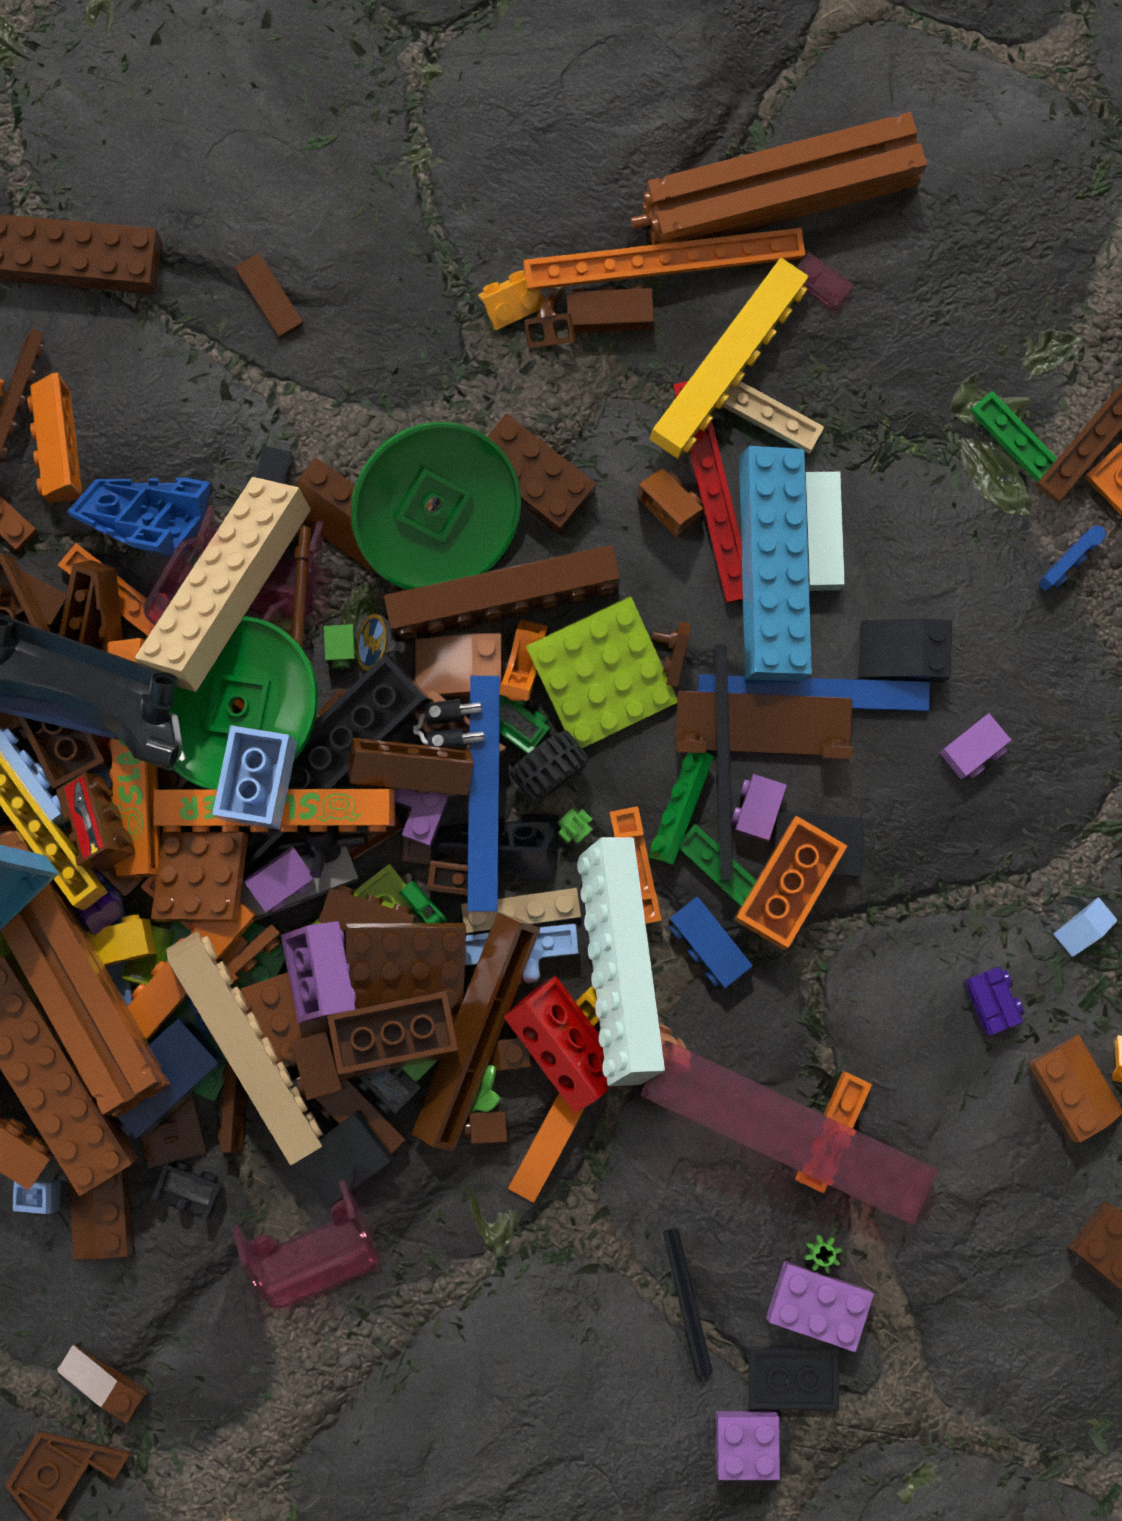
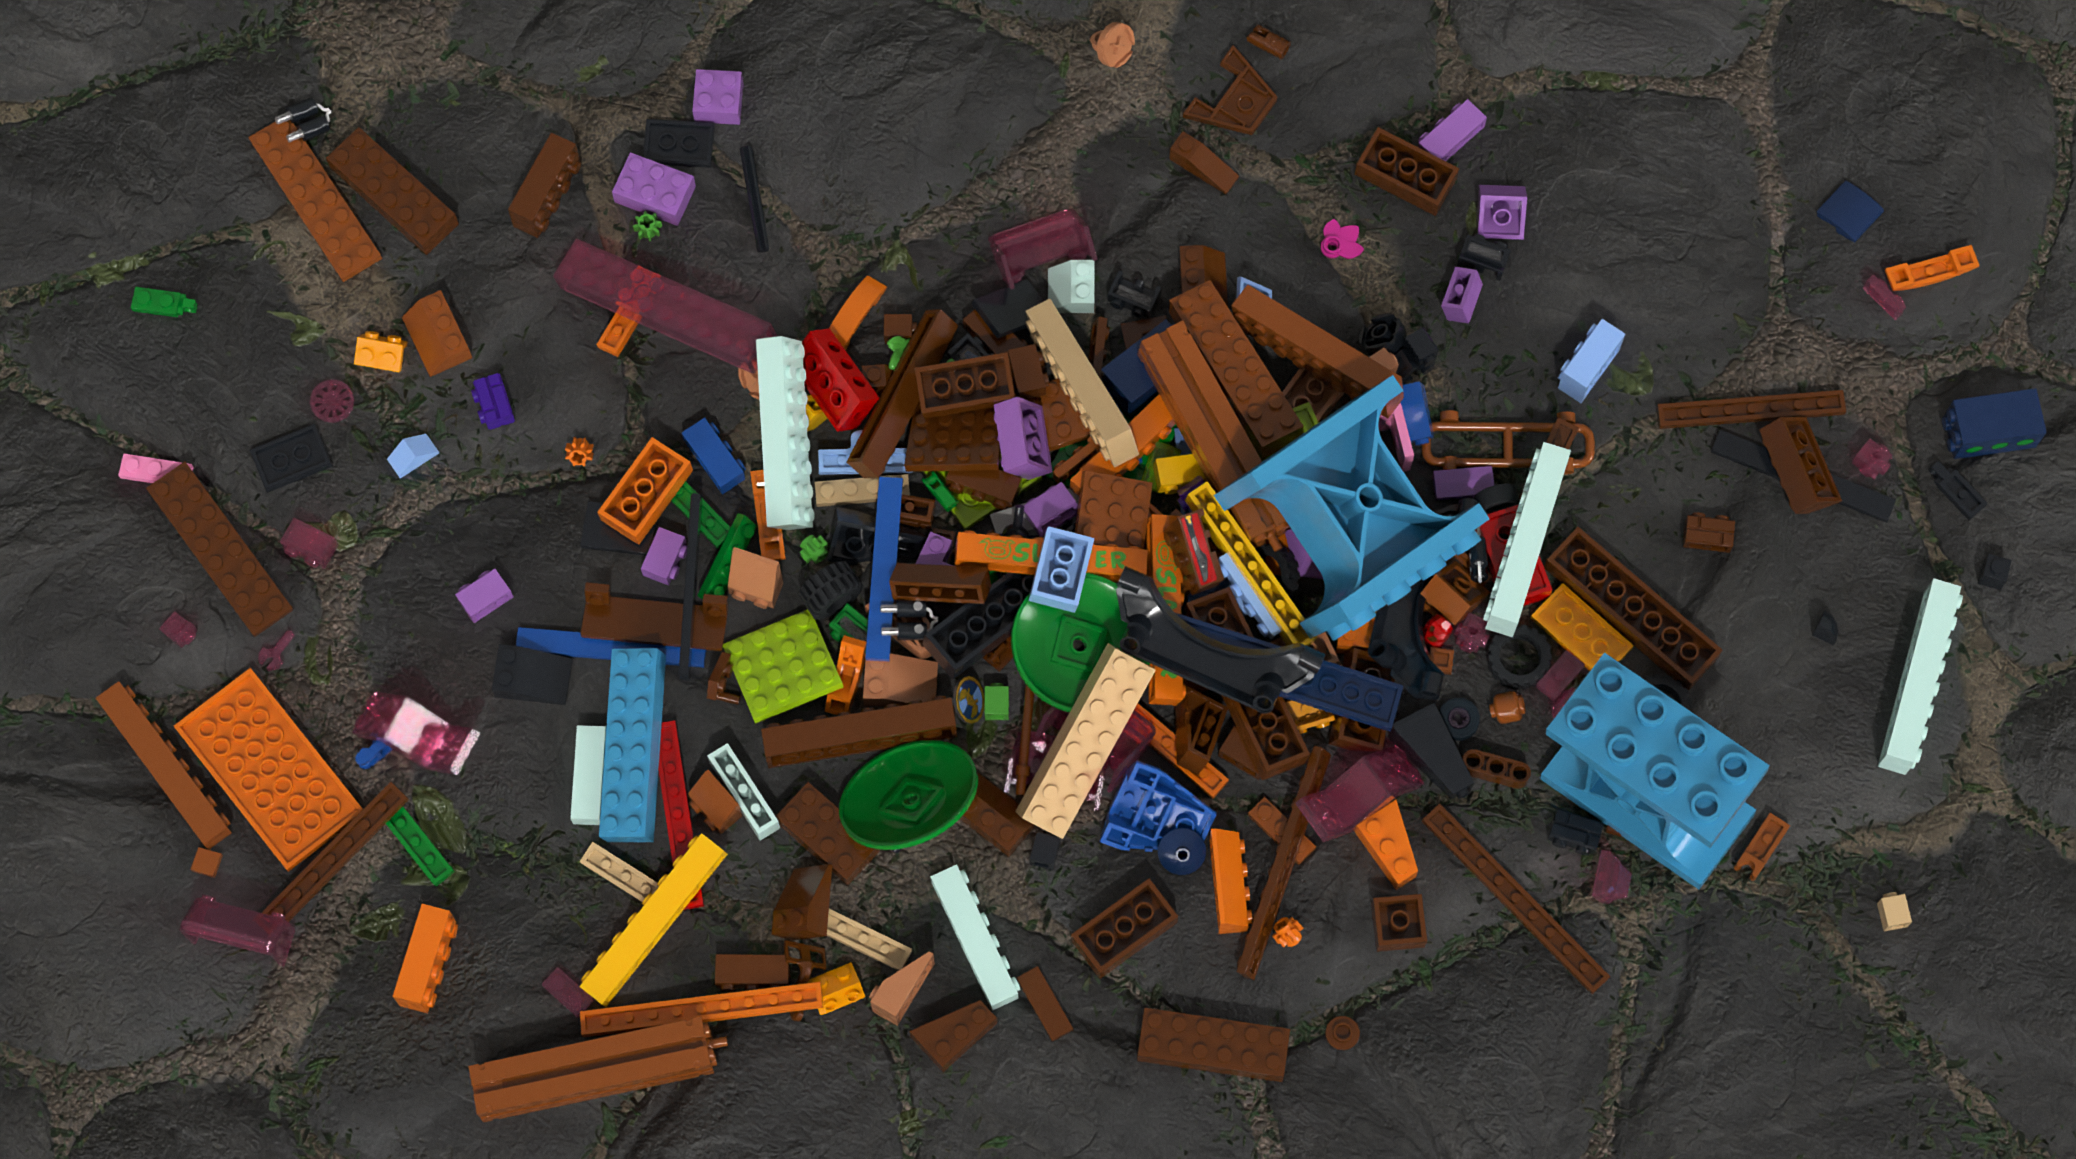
camera: 175 degrees left, 10 degrees down
(112, 476) = (1179, 840): none -> dark blue dish
(176, 378) = (1124, 928): none -> reddish brown brick
(268, 1197) = (1072, 286): none -> light aqua slope
(352, 361) = (974, 937): none -> light aqua brick
(371, 249) = (954, 1033): none -> reddish brown wedge
(435, 292) = (900, 989): none -> nougat slope
(483, 356) = (867, 941): none -> tan plate
(554, 385) = (804, 904): none -> reddish brown slope
(637, 516) = (743, 791): none -> light aqua brick
(644, 776) = (754, 578): none -> nougat slope
(878, 938) = (579, 451): none -> orange gear
(961, 1300) = (545, 185): none -> reddish brown brick
(992, 298) = (425, 958): none -> orange brick
(1037, 560) = (415, 732): none -> clear pink bracket

